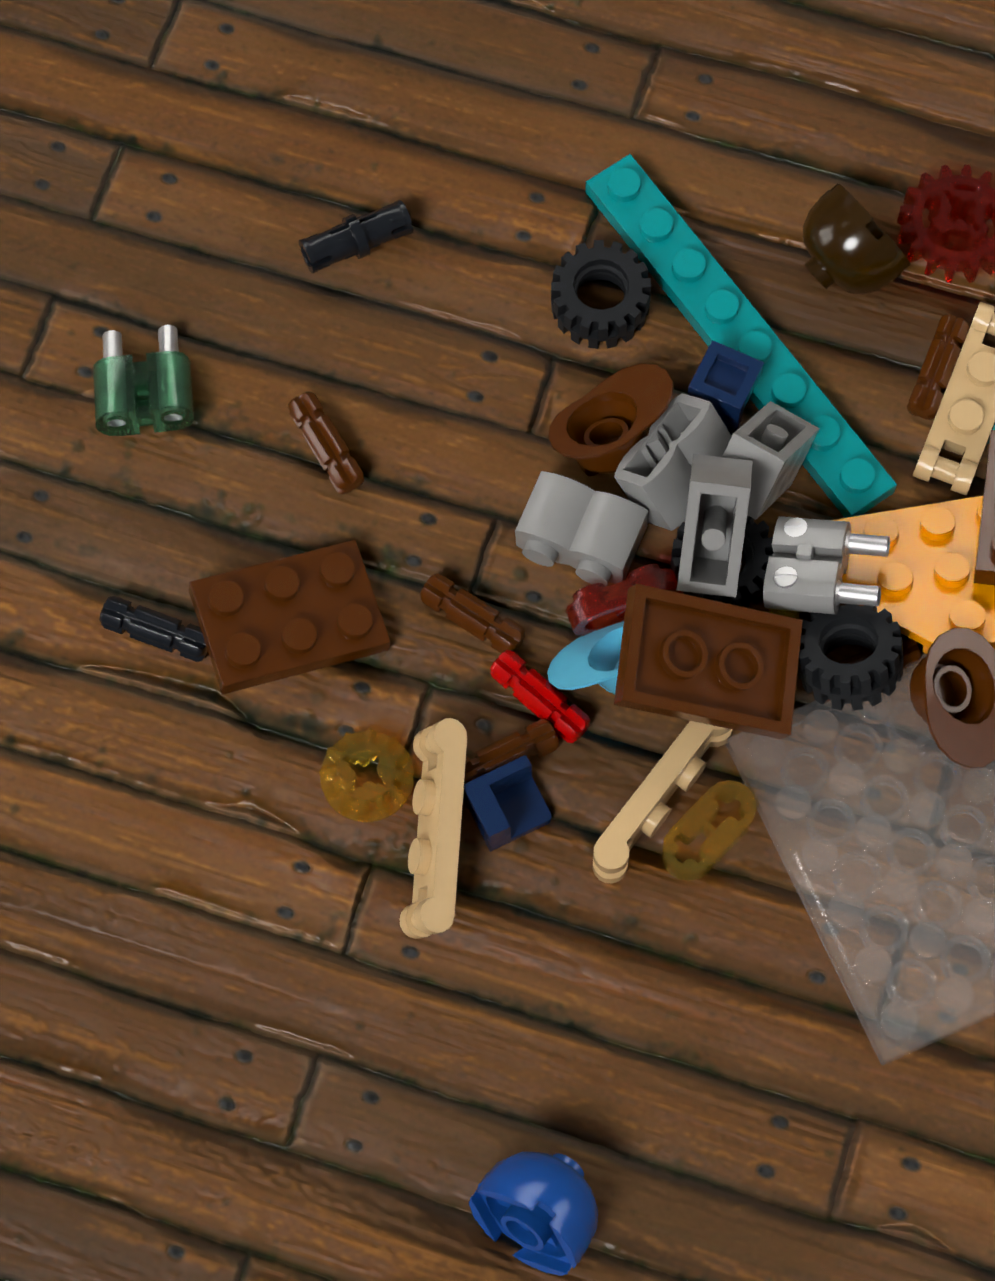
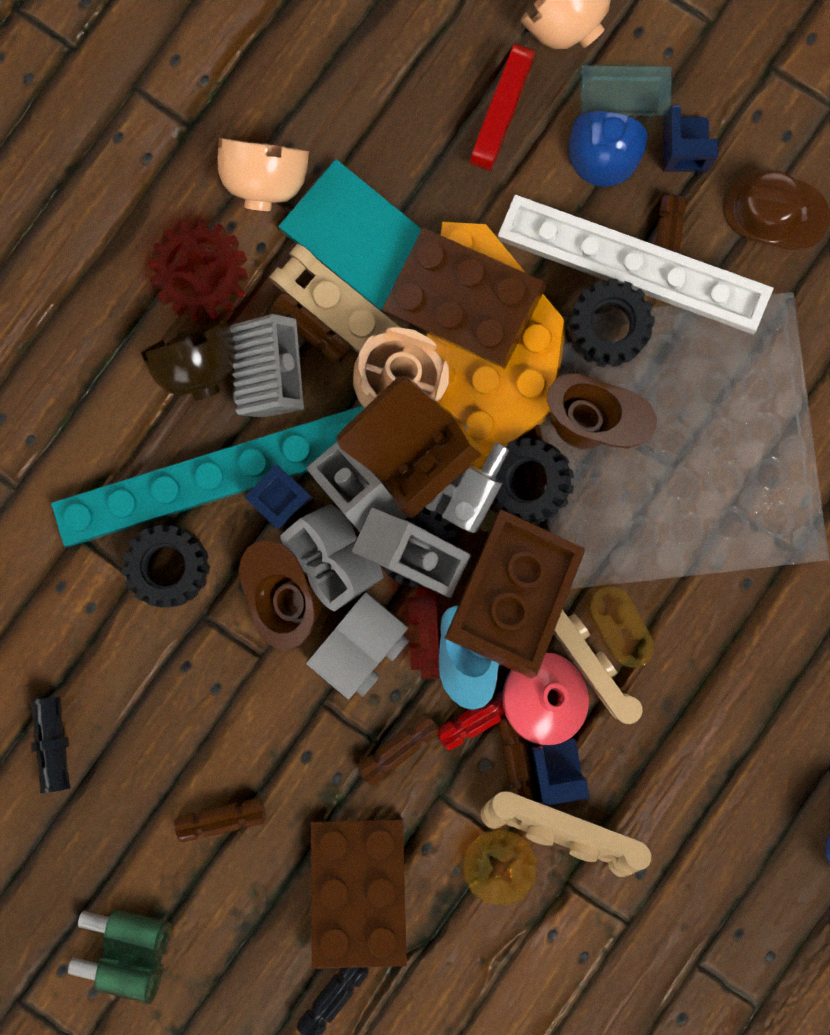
camera: 75 degrees left, 15 degrees up
(562, 757) = (528, 705): none -> coral dish
(843, 477) = (409, 444): none -> reddish brown bracket
(873, 327) = (267, 366): none -> light grey brick
(918, 459) = (395, 355): none -> light nougat cylinder

